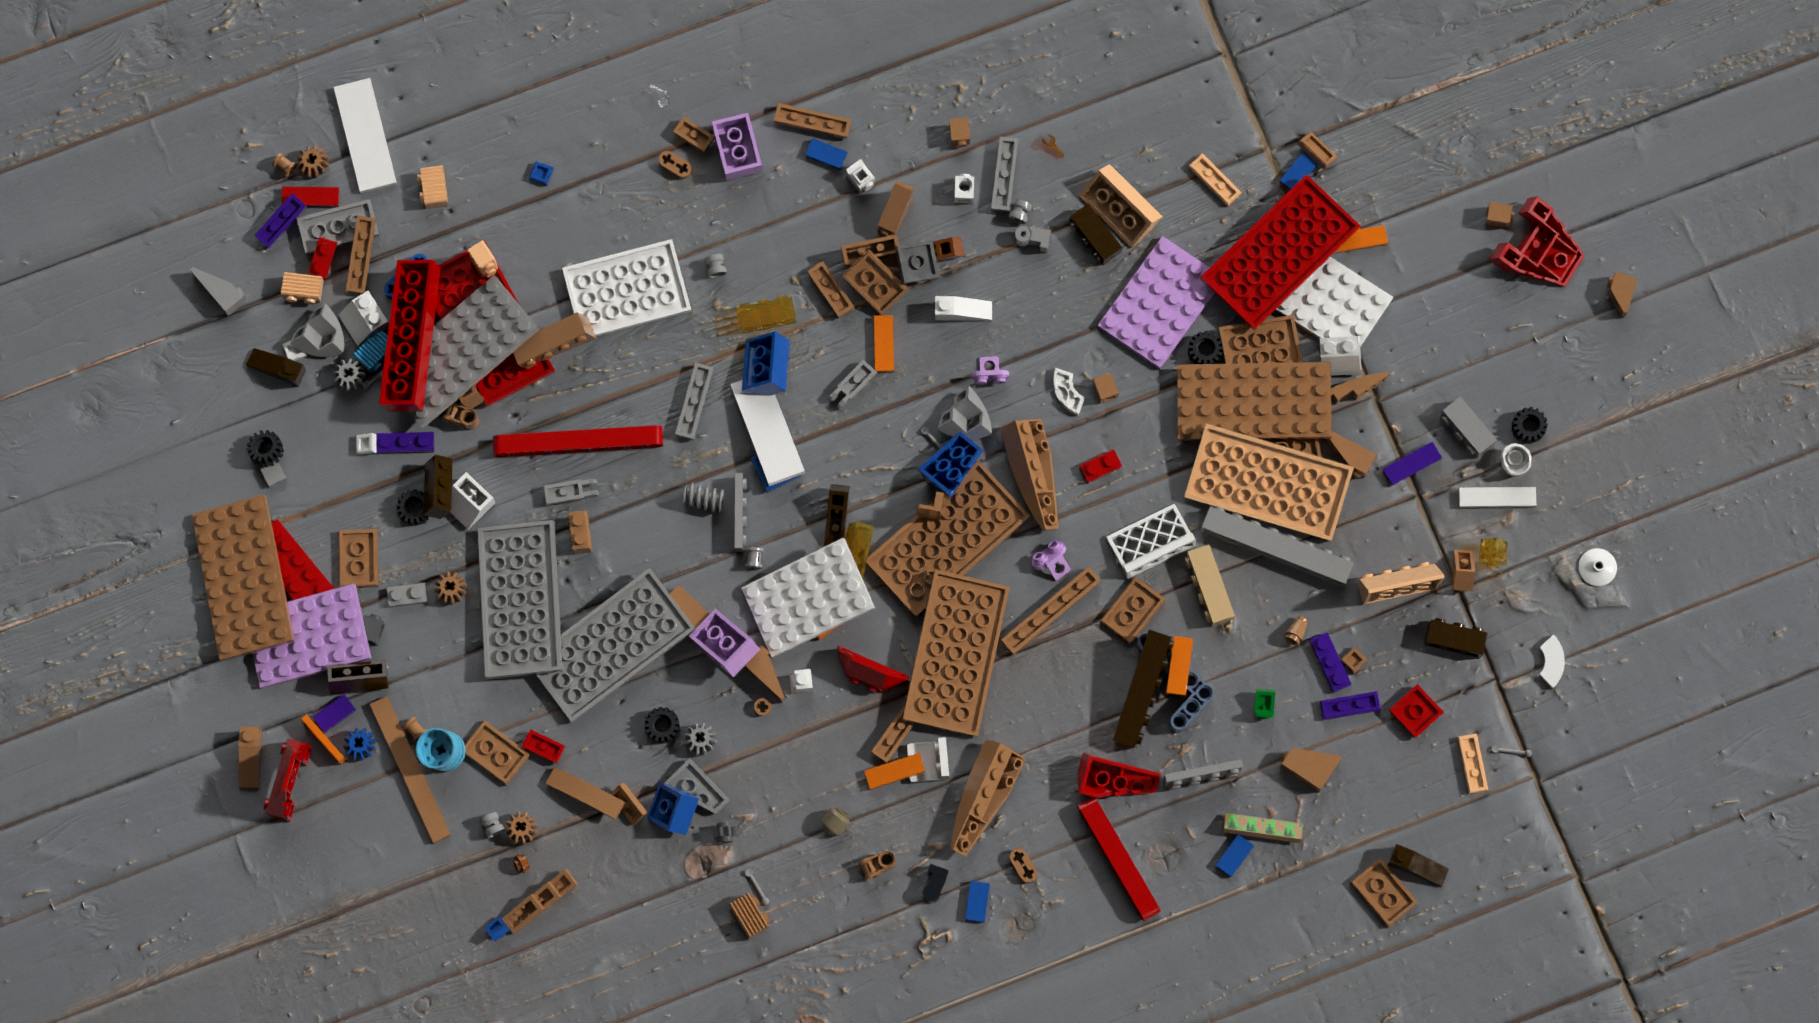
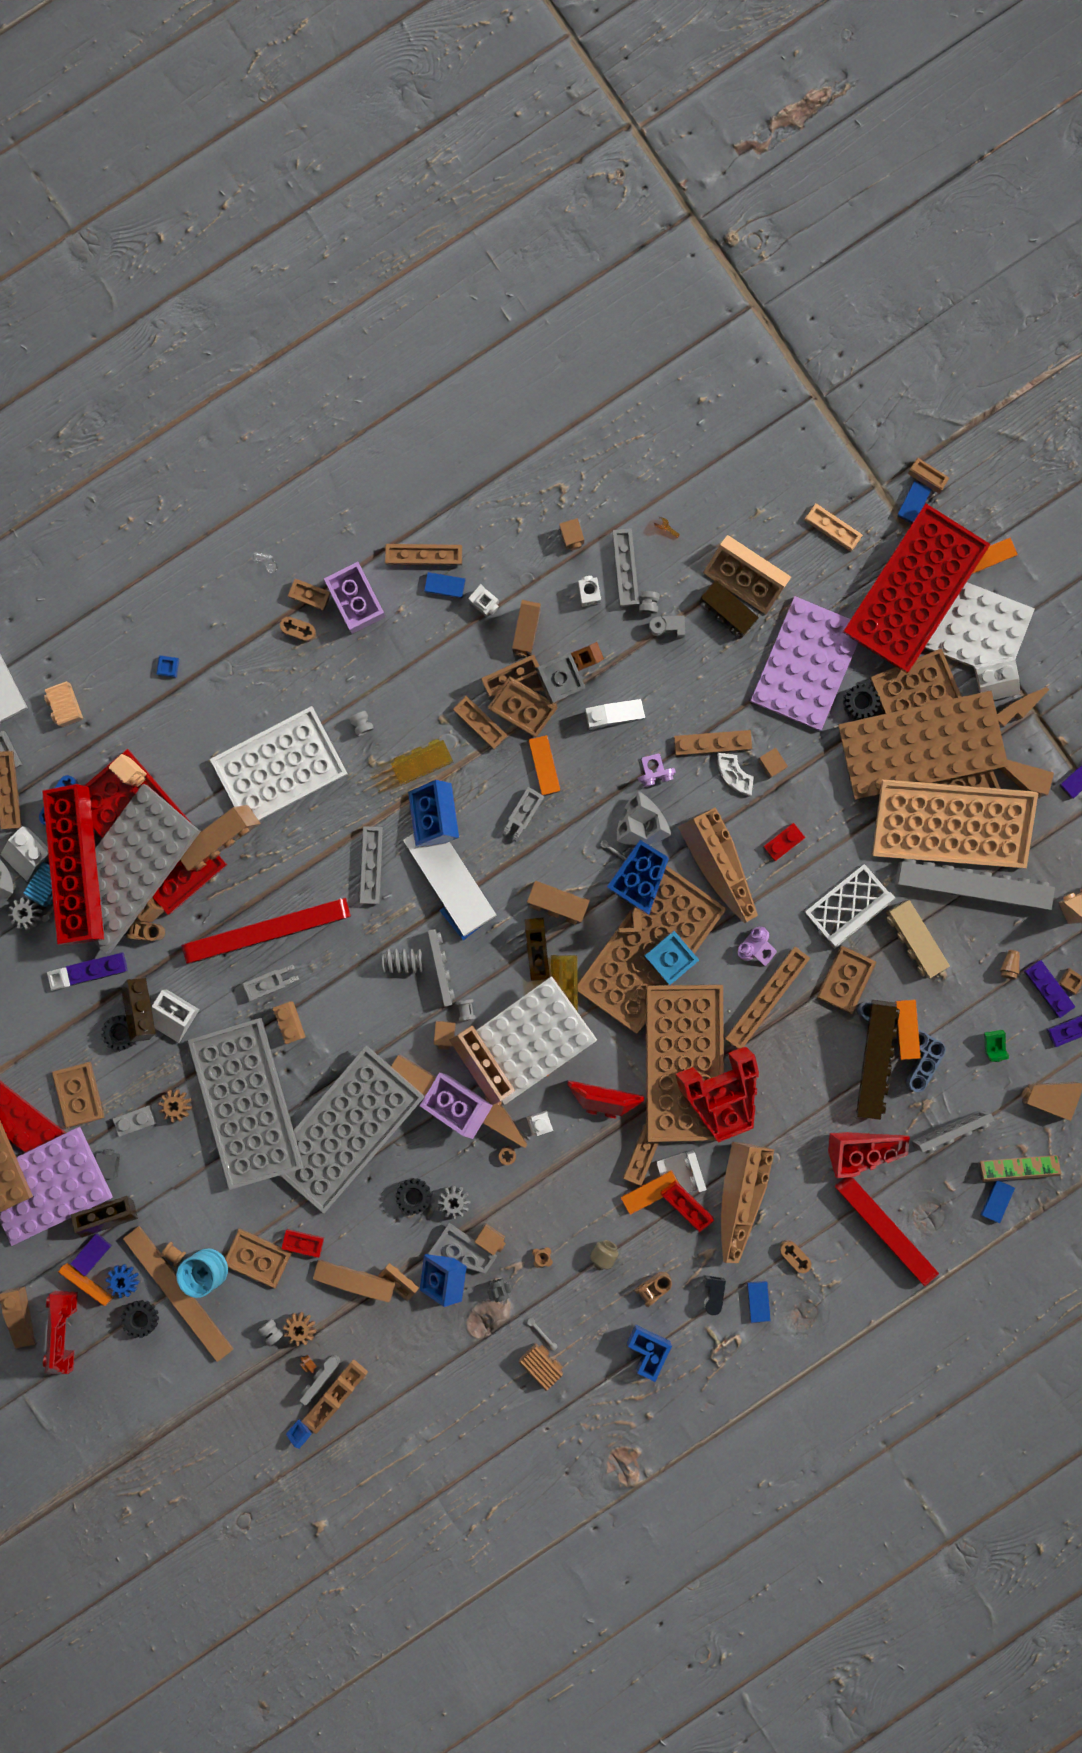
camera: 10 degrees left, 10 degrees up
(363, 773) = (131, 1327): none -> black tyre
(530, 880) = (320, 1377): none -> light grey hinge
(727, 782) = (490, 1239): none -> medium nougat brick
(728, 576) = (443, 1033): none -> medium nougat brick
(758, 609) = (482, 1065): none -> medium nougat brick
(774, 807) = (542, 1262): none -> medium nougat plate
(863, 922) = (654, 1351): none -> blue brick
(867, 475) = (557, 902): none -> medium nougat wedge
(927, 791) = (687, 1206): none -> red tile
(965, 549) = (671, 958): none -> dark azure plate
(986, 698) = (727, 1099): none -> red wedge
(1052, 357) = (713, 742): none -> medium nougat plate

